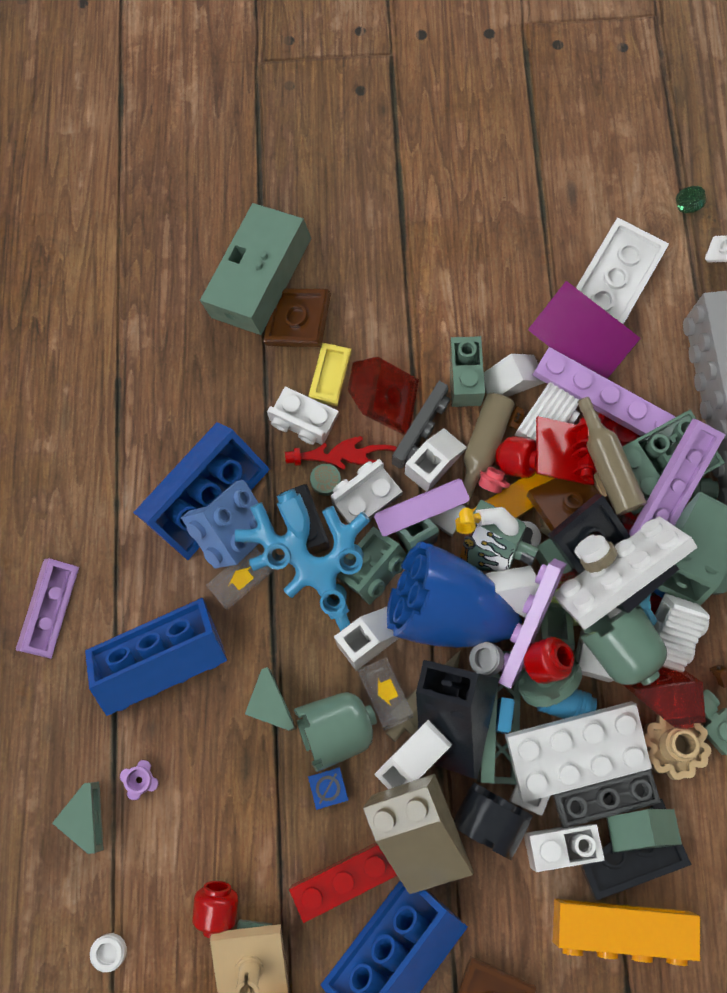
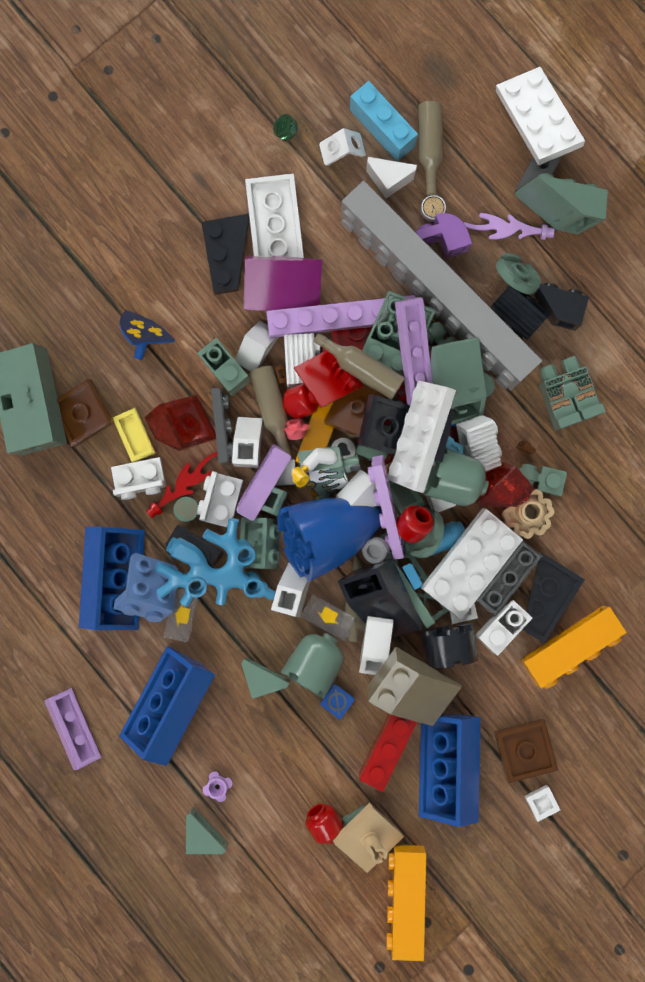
camera: 35 degrees left, 10 degrees up
(108, 952) = (279, 897): white tile -> none
(411, 284) = (142, 331): none -> dark blue shield
(547, 269) = (225, 250): none -> black wing
(596, 553) = (396, 435): white piece -> none
(643, 830) = (544, 580): sand green slope -> none

